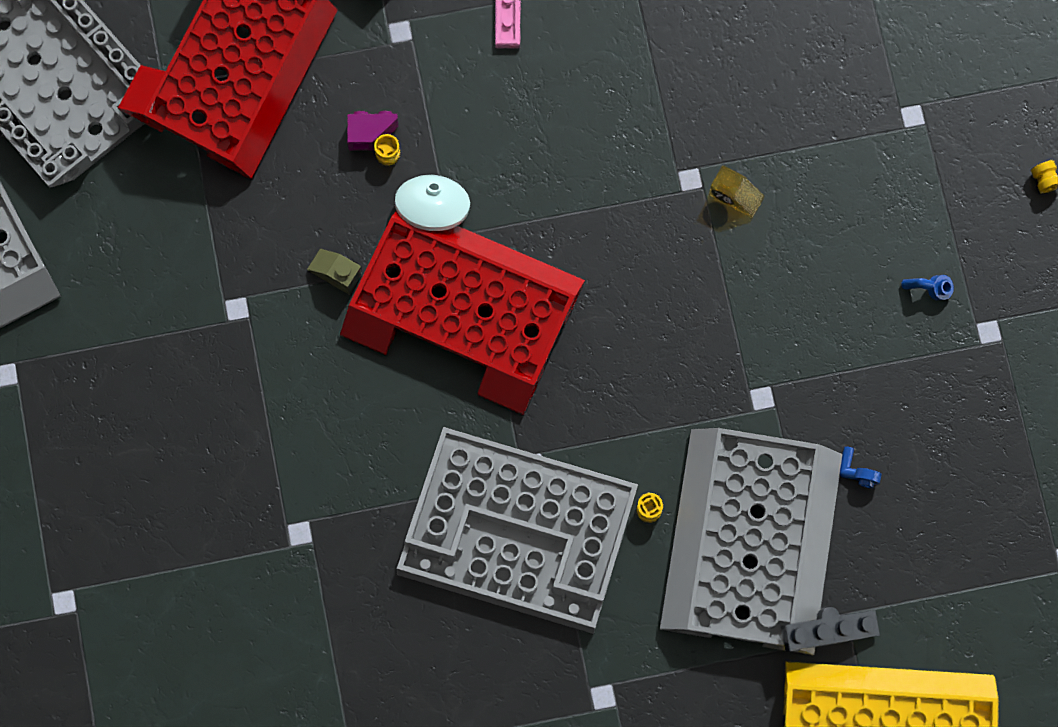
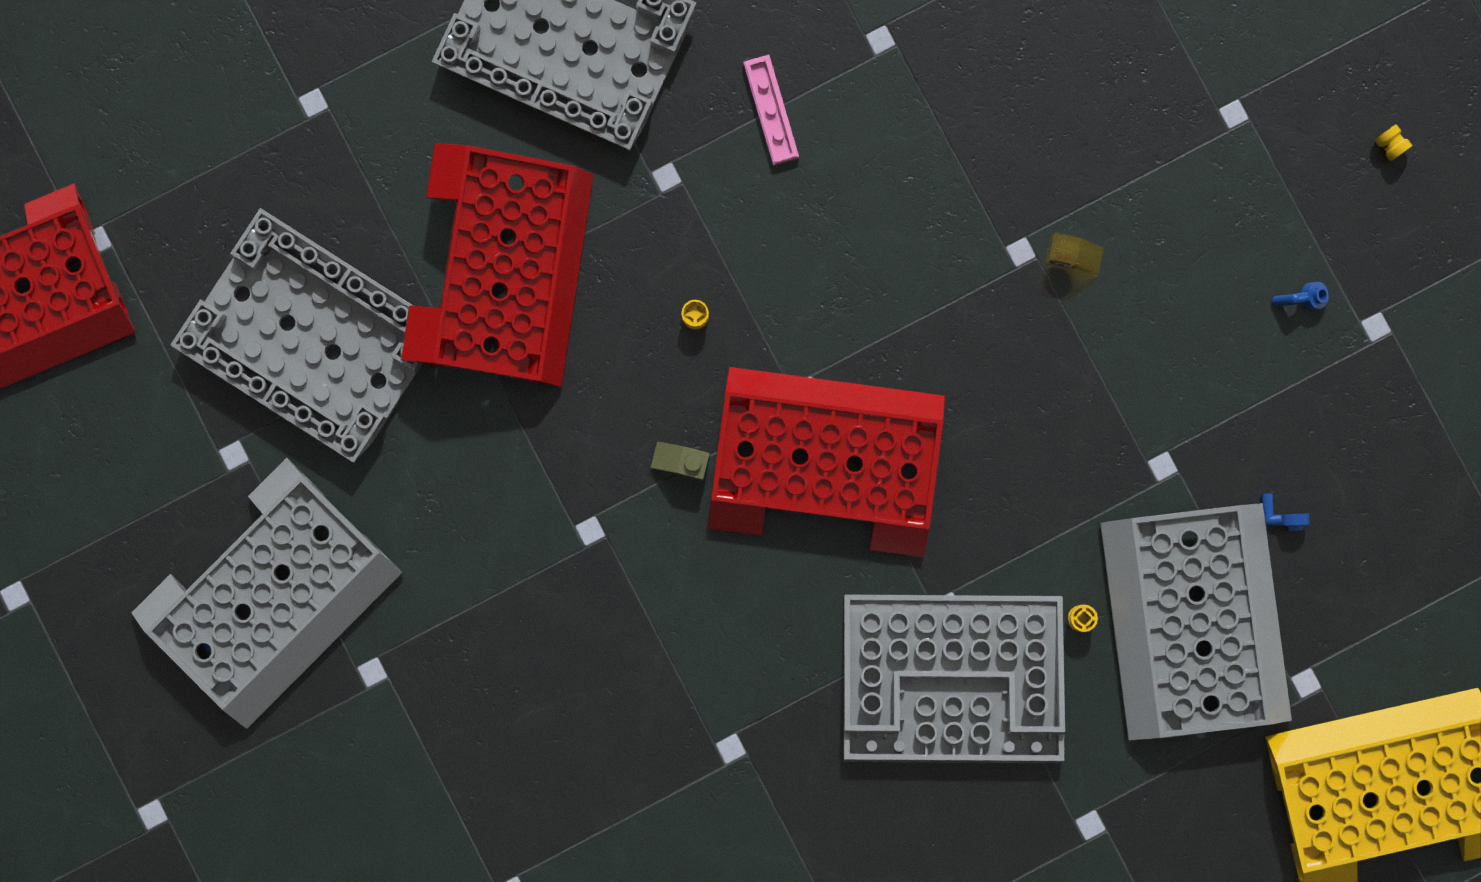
camera: 20 degrees left, 10 degrees up
(366, 128) = (668, 299): magenta slope -> none
(432, 203) = (761, 371): light aqua dish -> none
(829, 629) = (1302, 693): black hinge -> none

